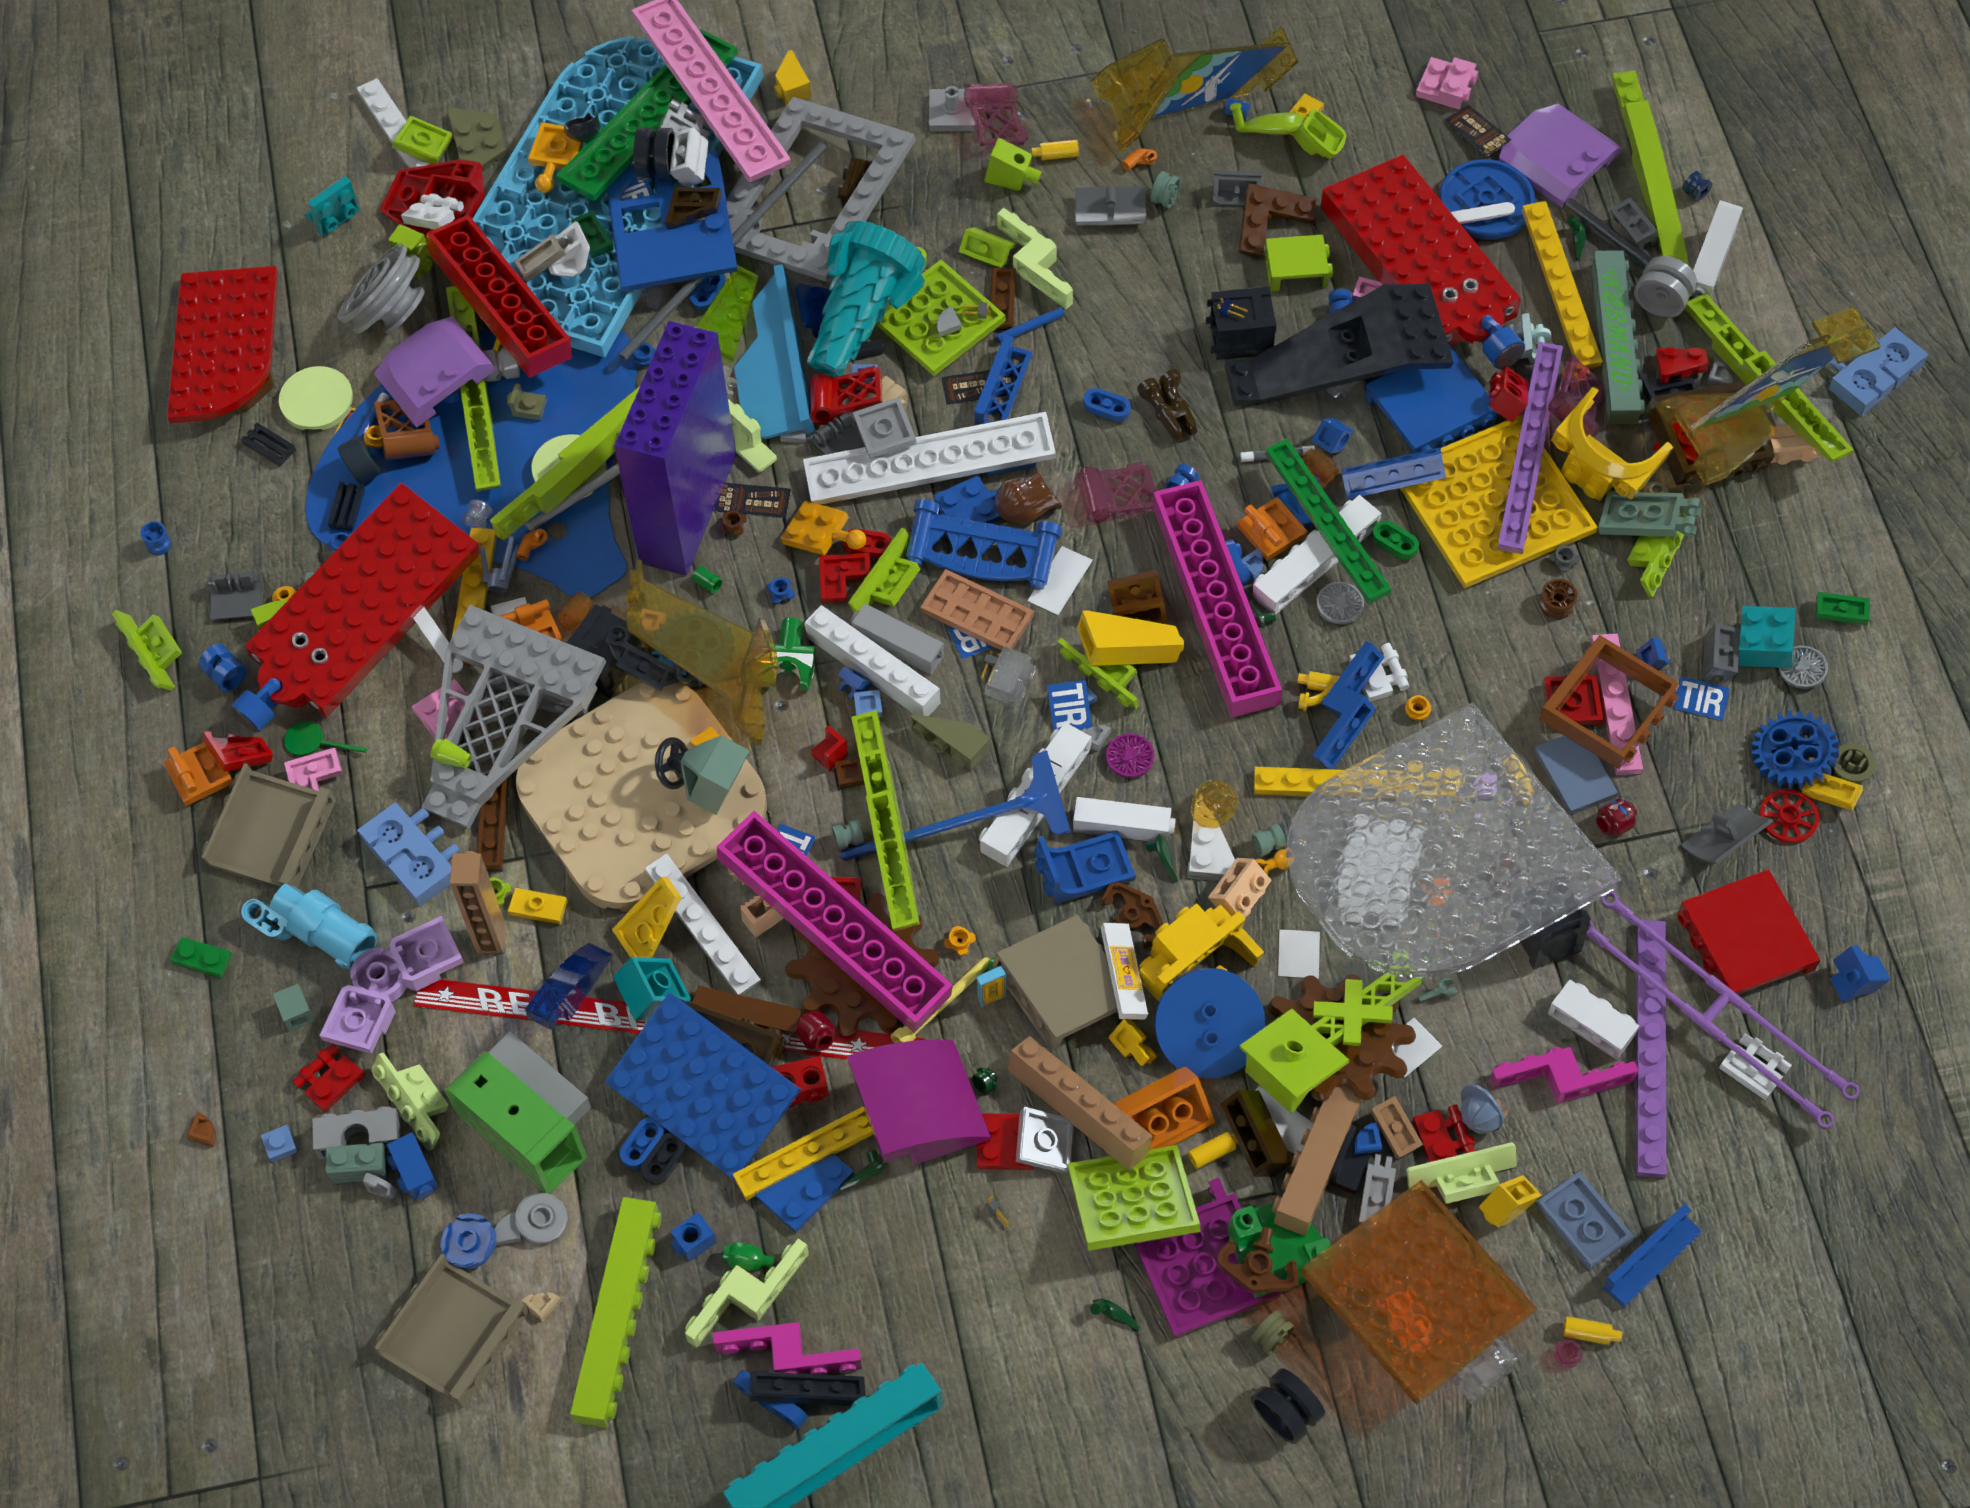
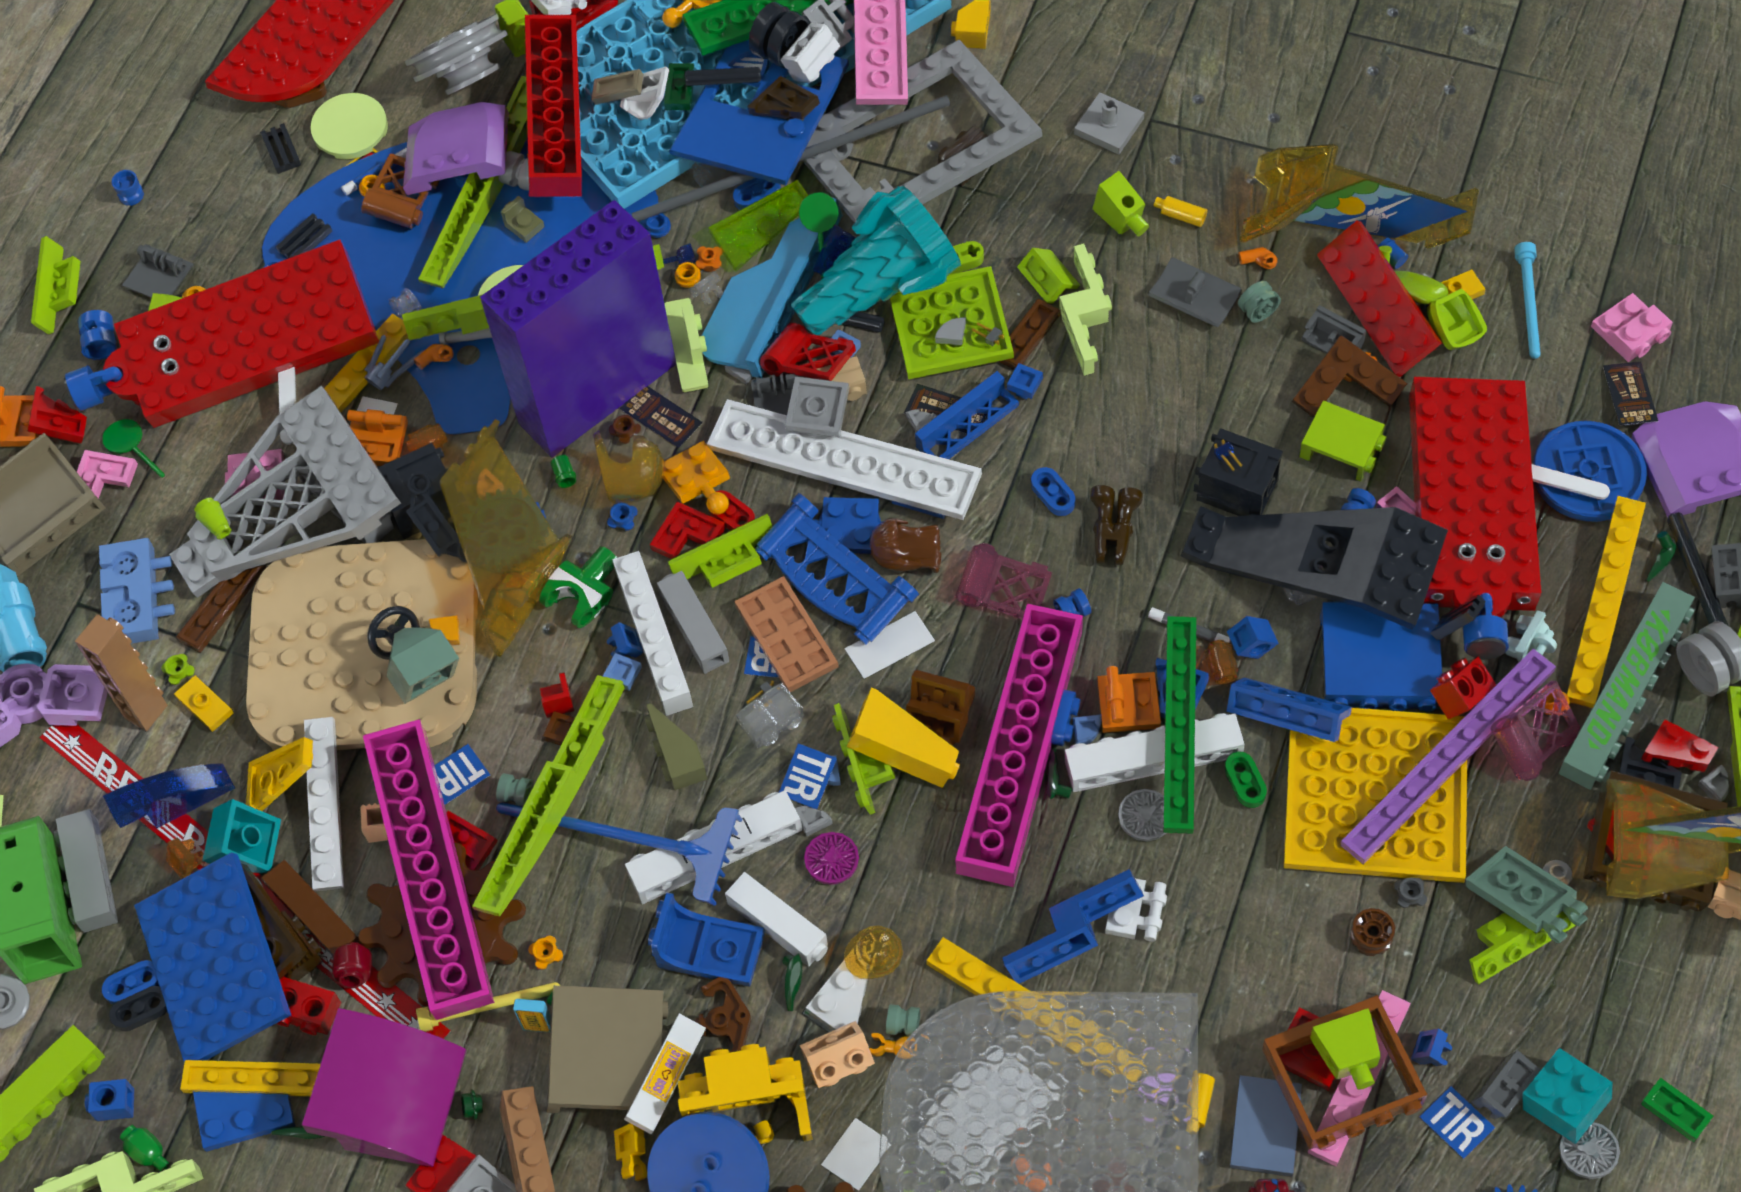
camera: 35 degrees right, 0 degrees up
(359, 460) = (338, 201): black wheel -> none
(612, 1029) = (180, 857): none -> clear orange tile
(625, 209) = (722, 76): none -> black axle
(772, 554) = (634, 479): none -> clear yellow piece
(782, 281) = (818, 214): none -> green piece
(966, 403) = (919, 419): none -> light grey tile
(992, 99) = (1149, 128): clear pink piece -> none
(1029, 333) = (1024, 381): none -> blue tile
(1031, 324) = (1048, 374): blue bar -> none
(1253, 145) = (1379, 298): none -> red plate
(1318, 682) = (1063, 882): yellow plant -> none
(1336, 65) = (1525, 255): none -> medium azure piece
(1420, 702) = (1148, 959): light orange plate -> none
(1476, 343) = (1458, 617): none -> black tile
(1594, 465) = (1505, 810): yellow piece -> none
(1607, 678) = (1349, 1047): none -> lime torso

